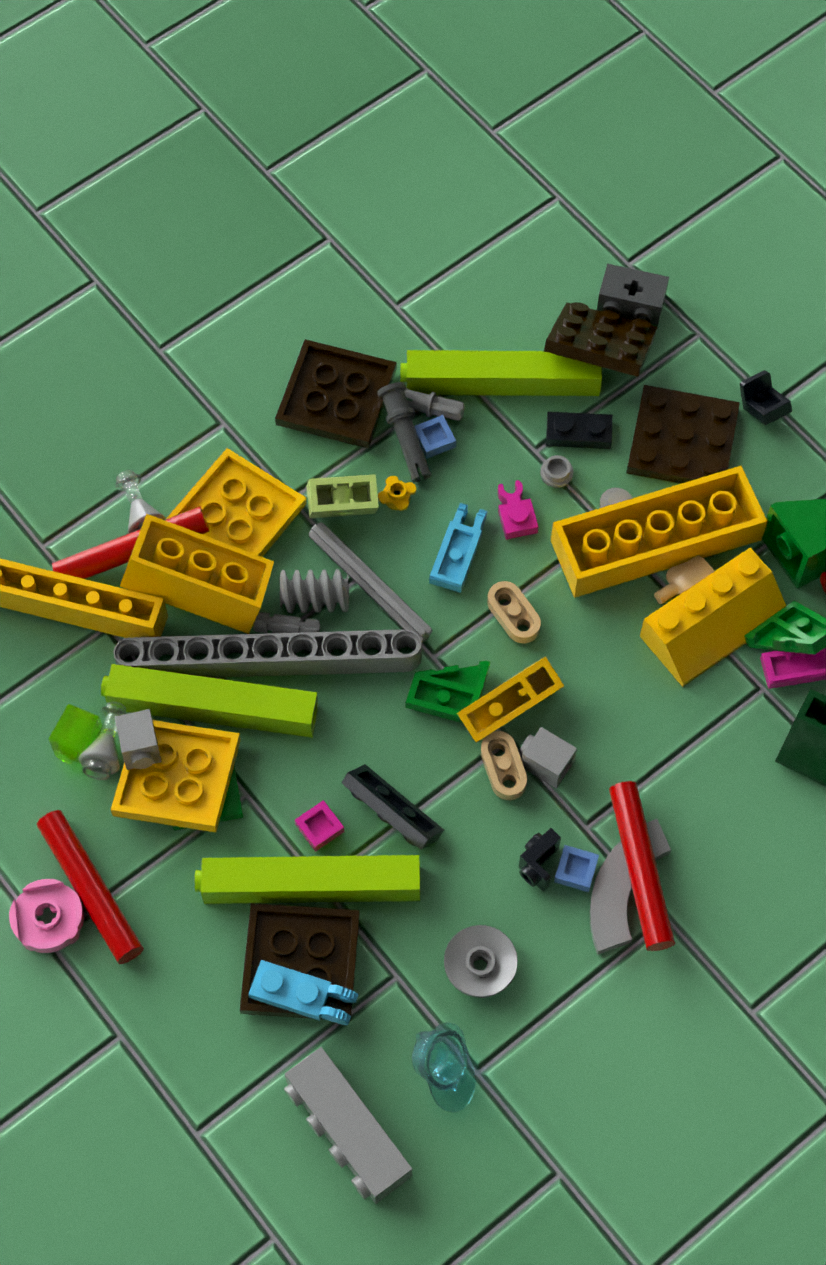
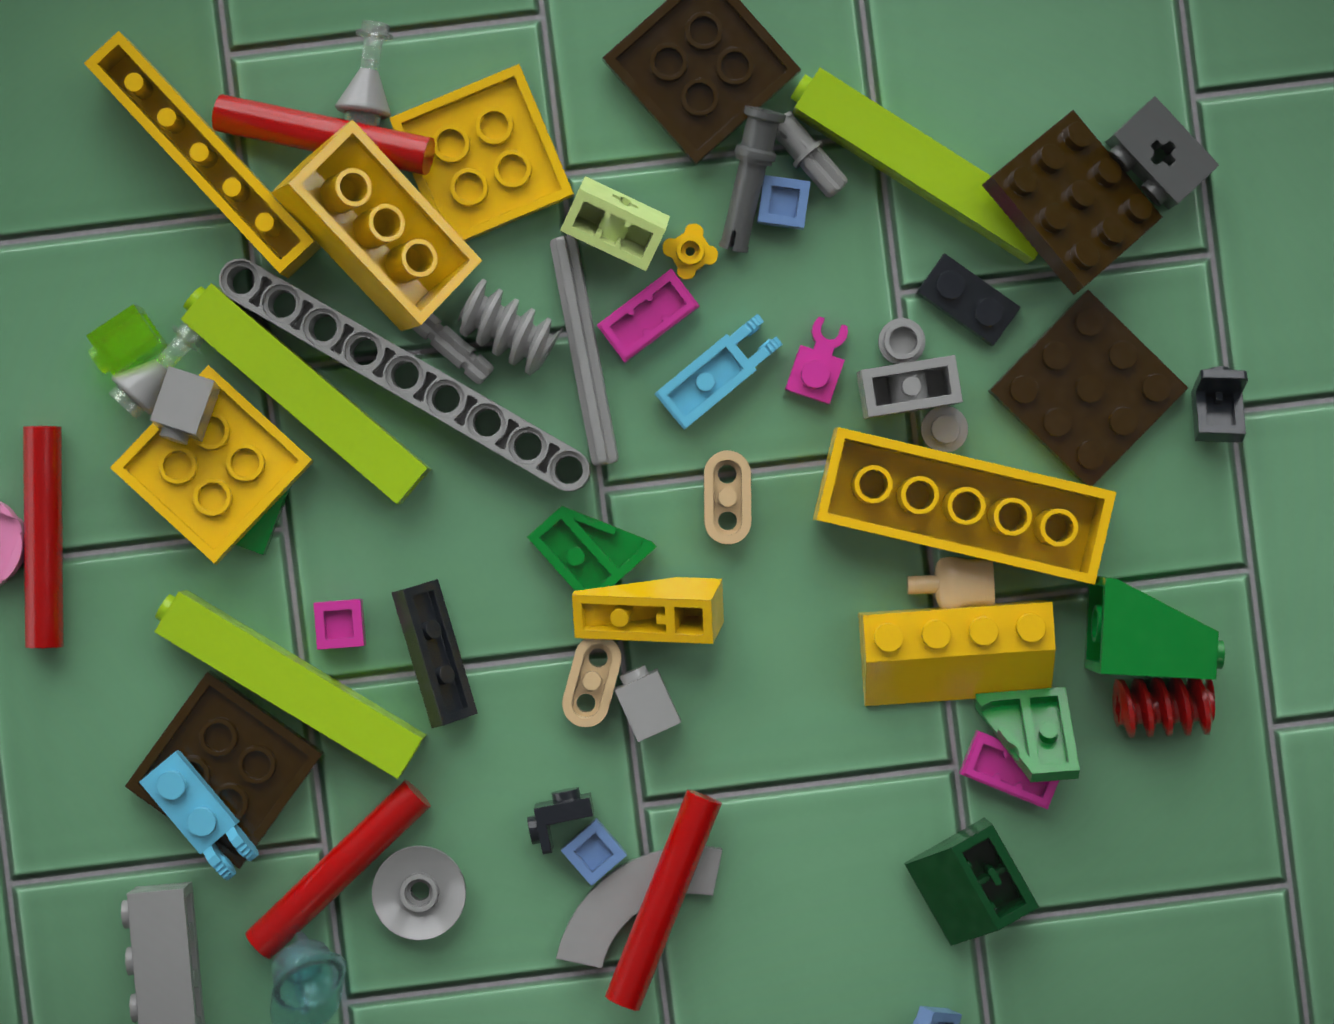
camera: 30 degrees right, 25 degrees up
(395, 540) = (648, 315): none -> dark pink plate
(416, 982) = (337, 869): none -> red piece
(579, 485) = (909, 387): none -> light grey brick

